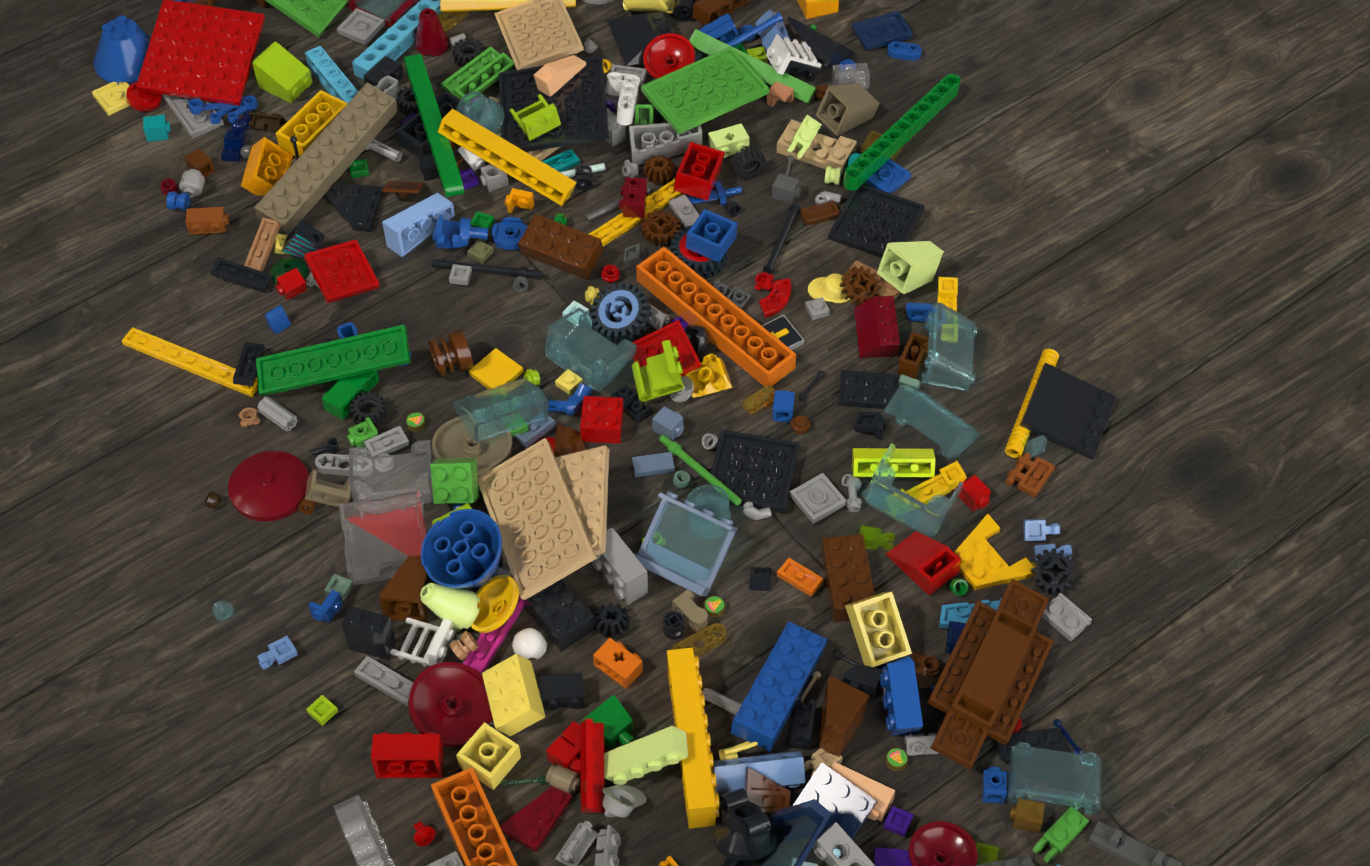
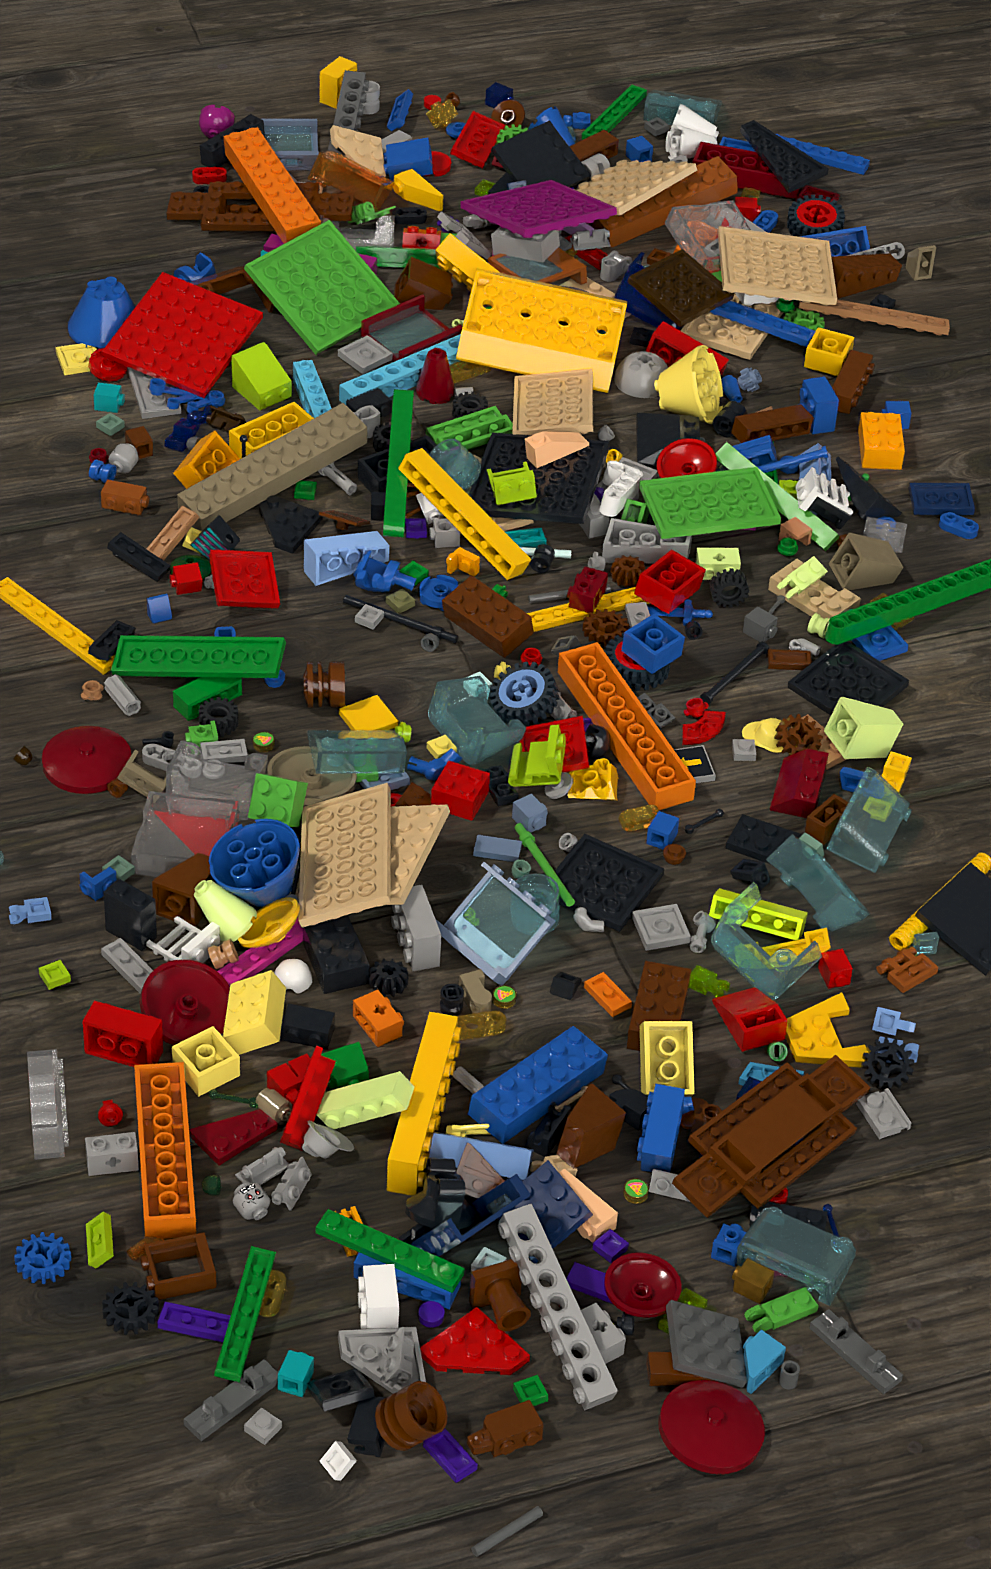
camera: 15 degrees right, 10 degrees down
(167, 153) = (110, 424): none -> sand green plate
(777, 109) = (787, 546): none -> green plate

